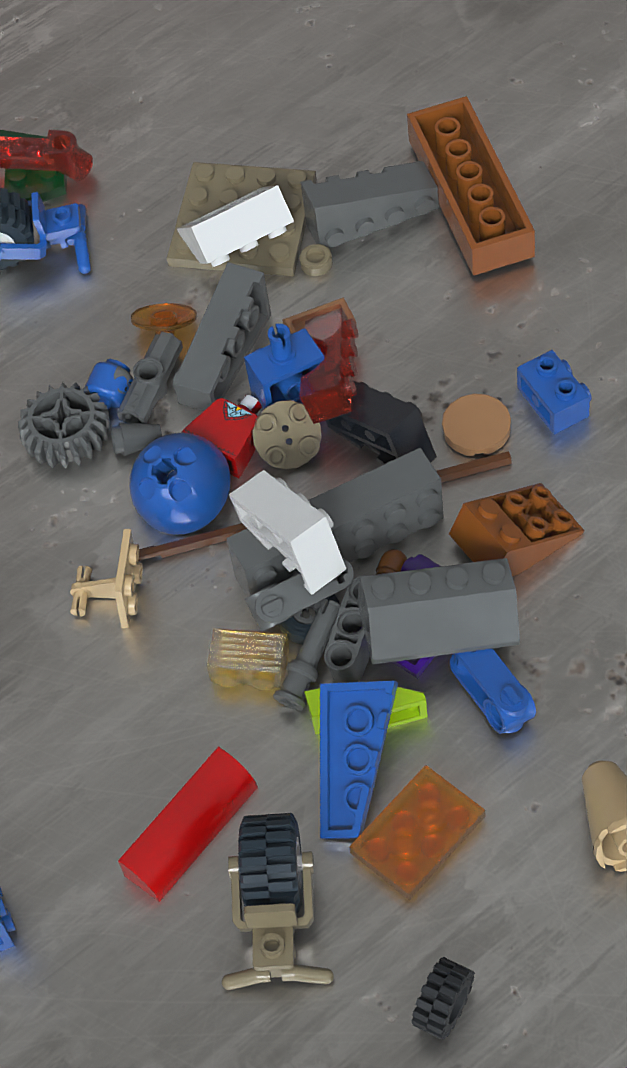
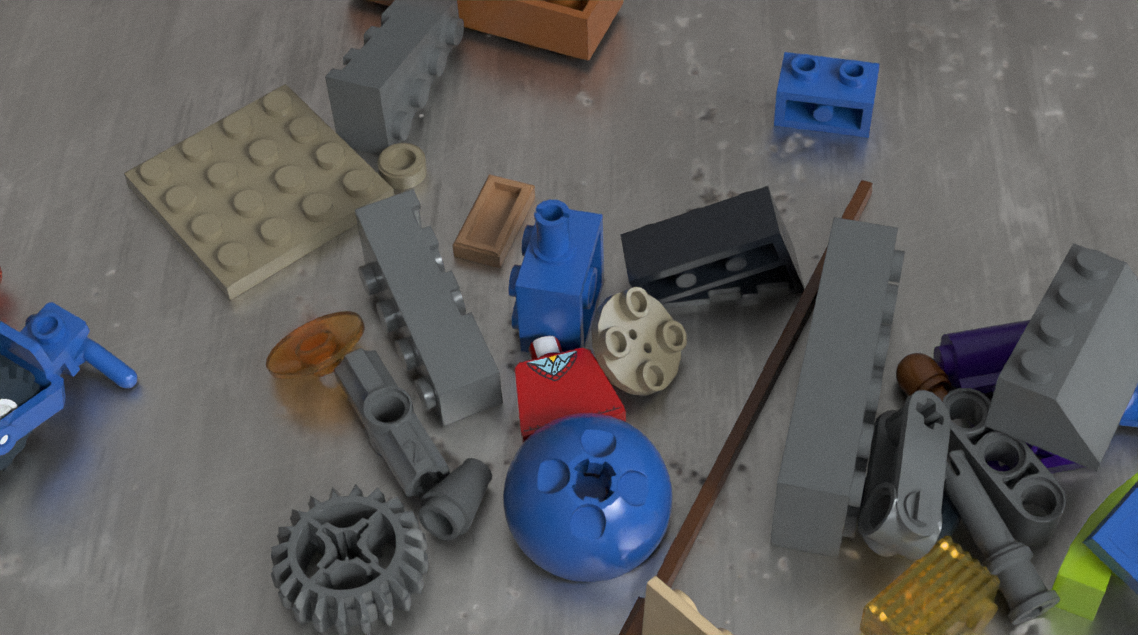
camera: 55 degrees left, 5 degrees down
(110, 381) = (345, 459): blue head -> none
(237, 225) = (284, 183): white slope -> none
(291, 526) = (851, 392): white wedge -> none
(331, 386) = (643, 244): clear red arch -> none
(476, 424) = (801, 180): medium nougat tile -> none
(514, 525) = (982, 244): dark orange slope -> none

